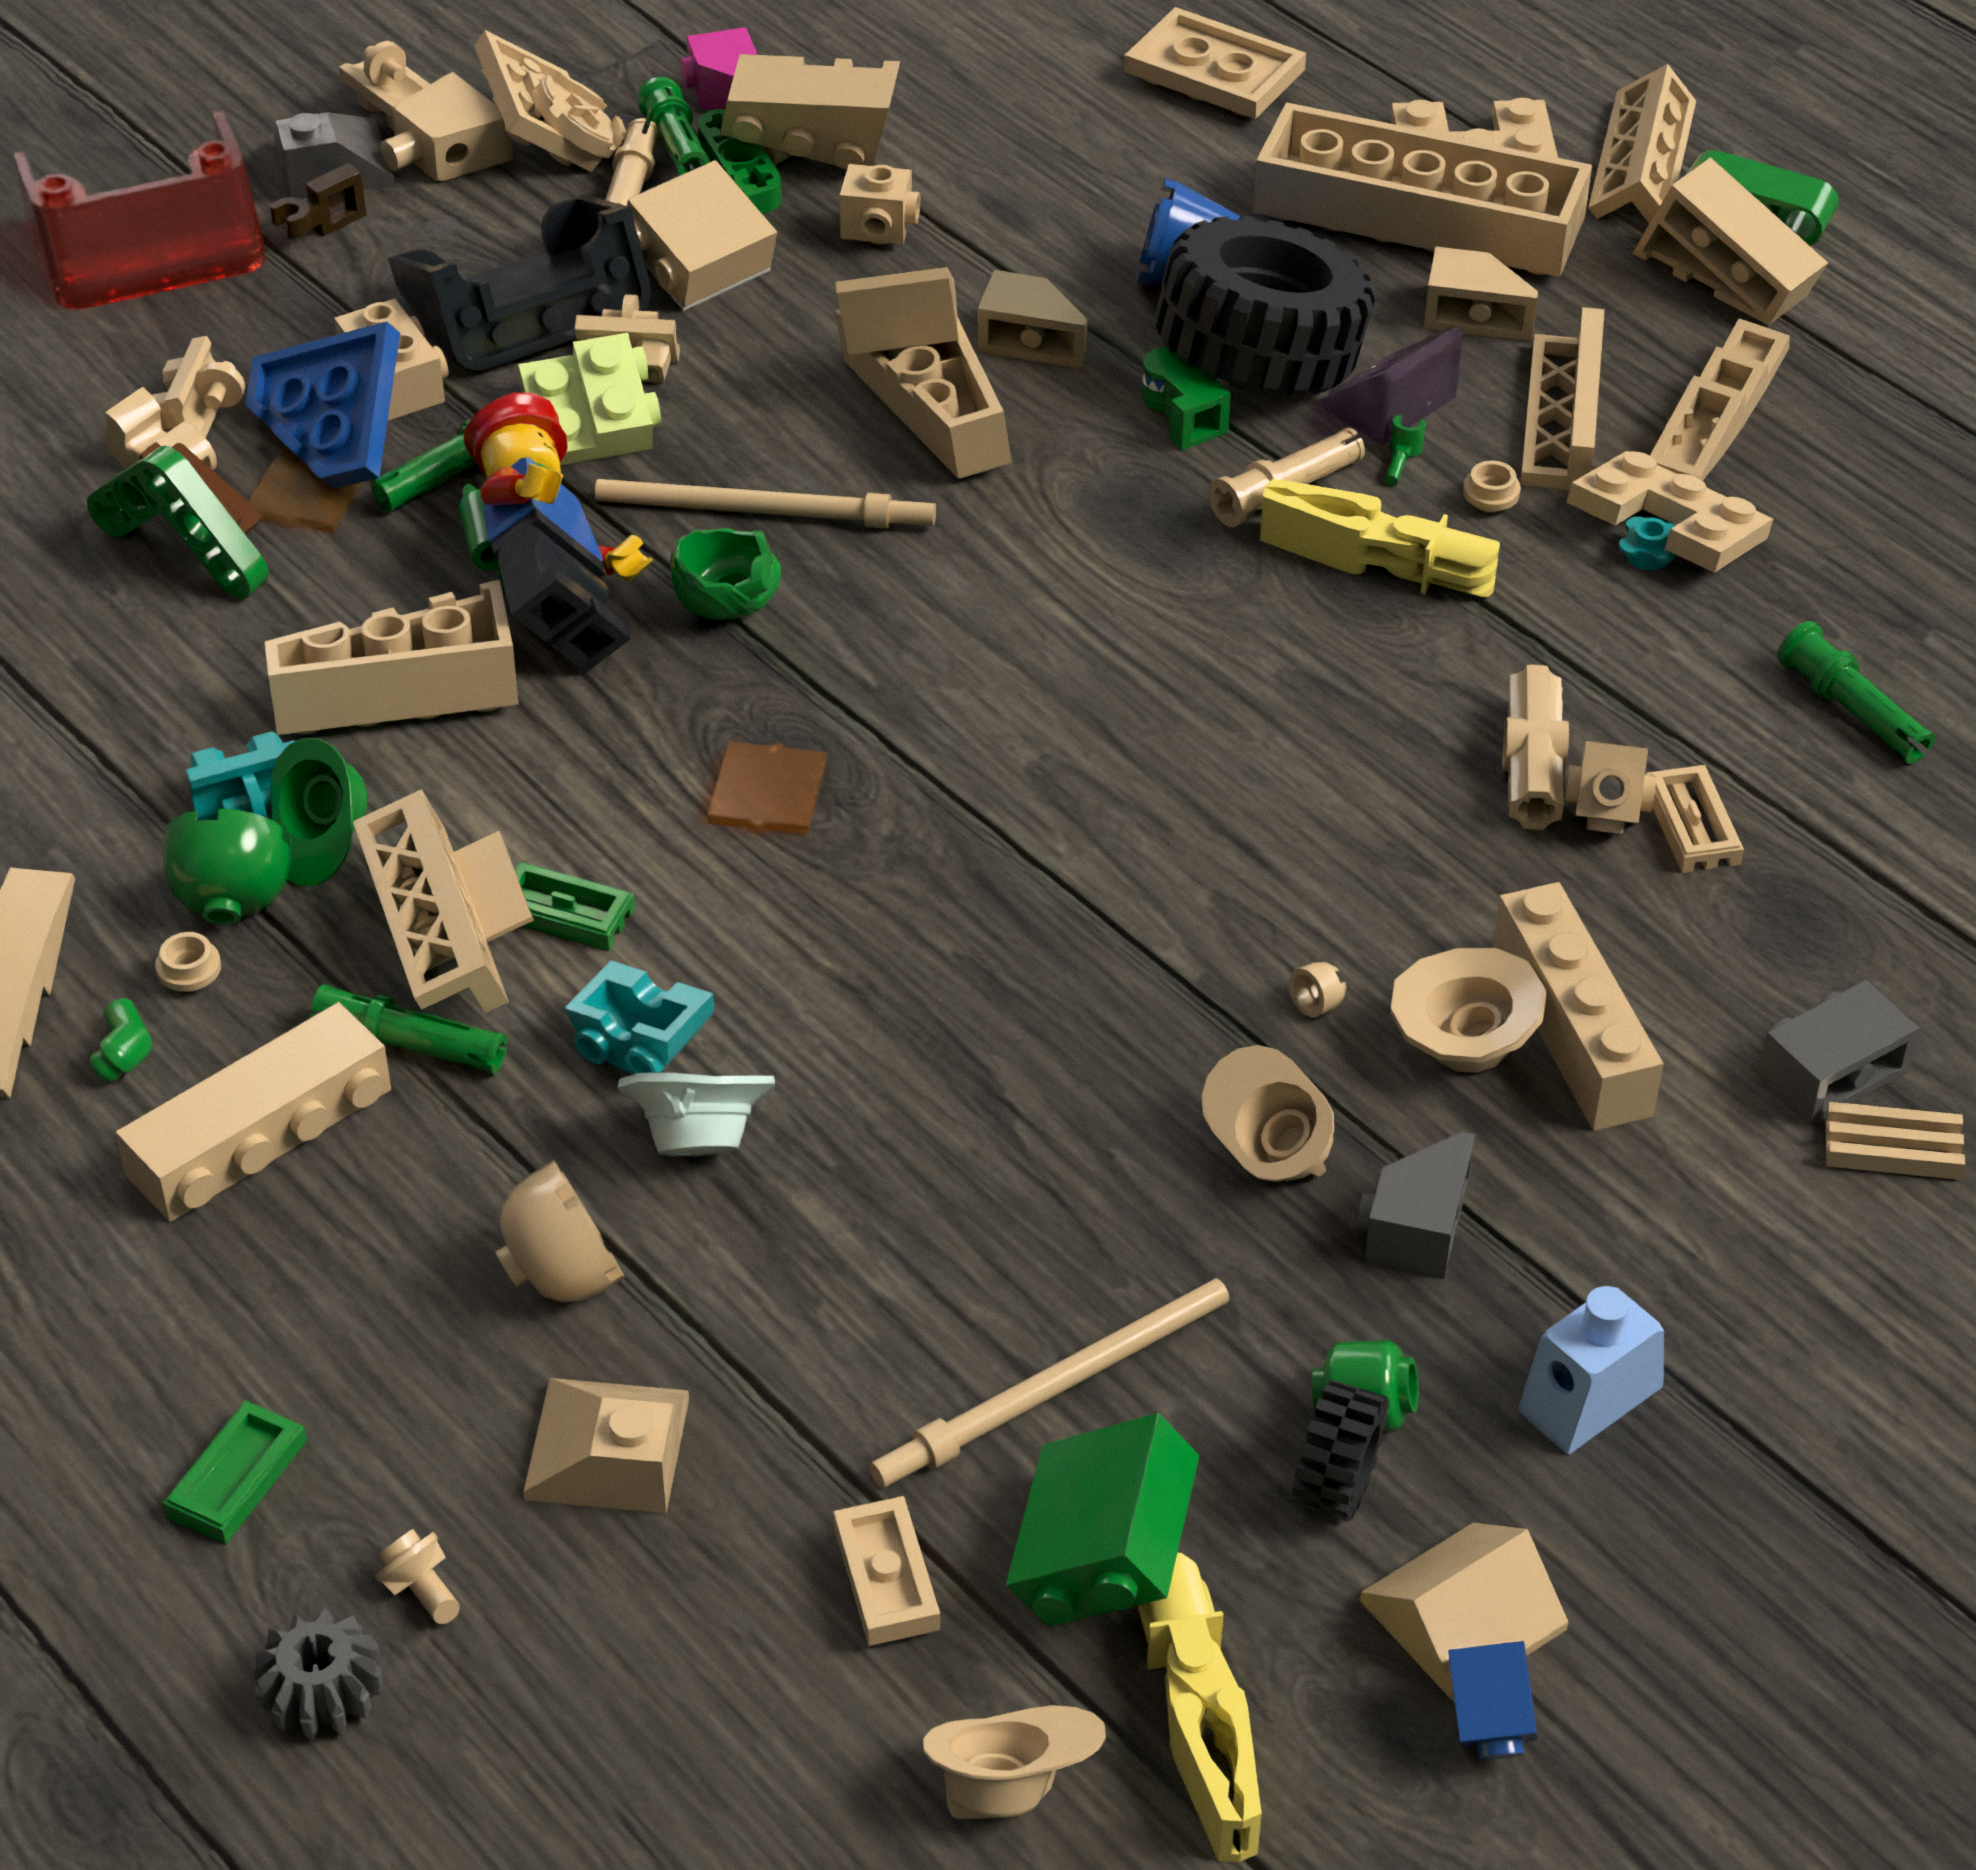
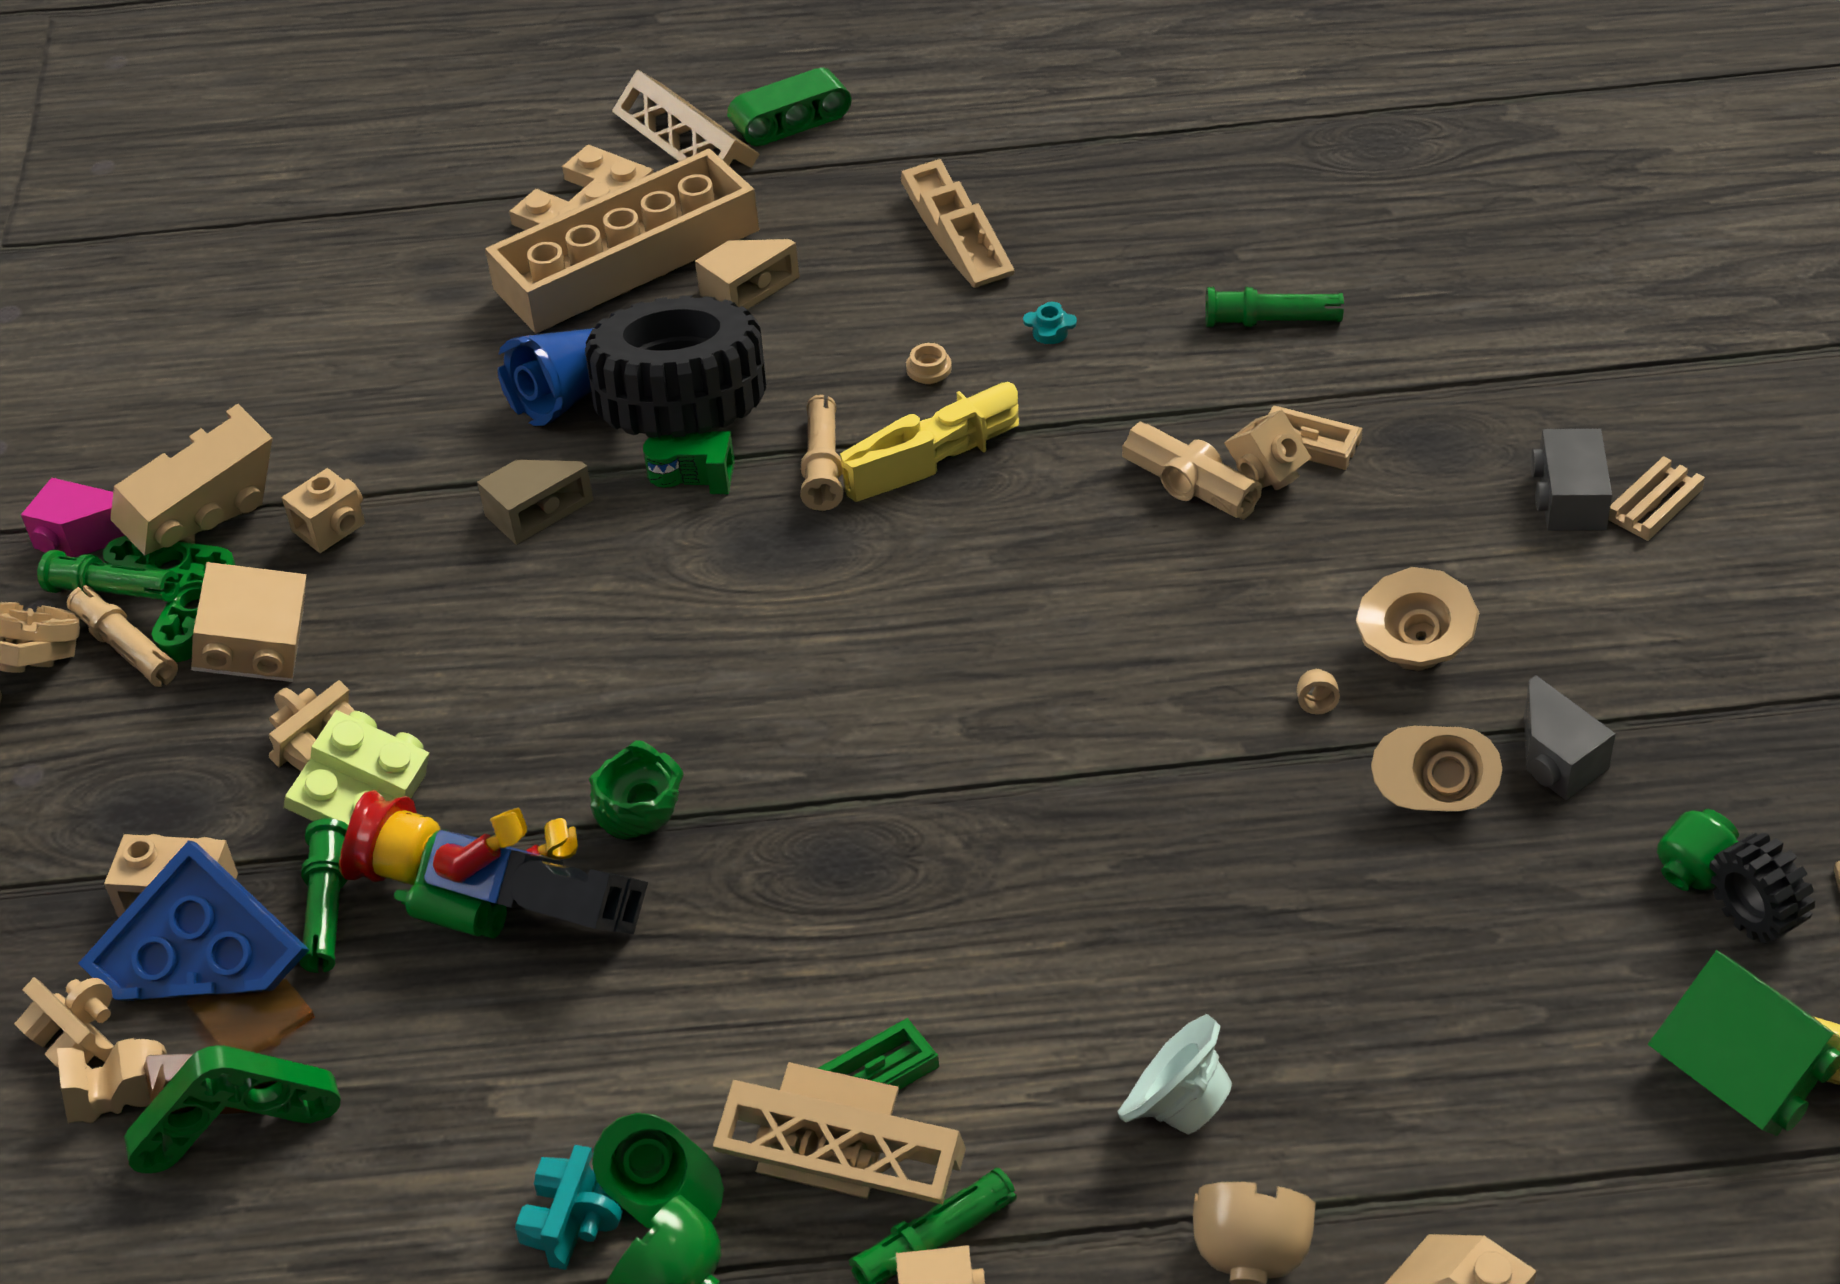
camera: 50 degrees left, 0 degrees up
(395, 666) = (543, 1037): tan wedge -> none
(532, 302) = (195, 748): black windscreen -> none
(634, 1021) = (1058, 1076): teal cylinder -> none
(767, 788) = (857, 887): clear orange piece -> none
(875, 510) = (632, 681): tan bar -> none
(886, 1571) = (1687, 1197): tan plate -> none
(898, 310) = (494, 543): tan slope -> none
(940, 398) = (543, 573): tan wedge -> none
(942, 1440) = (1581, 1105): tan bar -> none
(1214, 62) = (367, 270): tan plate -> none
(1402, 383) = (792, 352): slope -> none
(1403, 444) = (841, 383): green hand -> none
(1582, 402) = (897, 284): tan fence -> none
(1586, 1014) = (1502, 578): tan brick -> none
(1593, 1368) = (1763, 712): light blue torso -> none
(1708, 525) = (1000, 302): tan plate -> none
(1732, 243) = (828, 137): tan wedge -> none

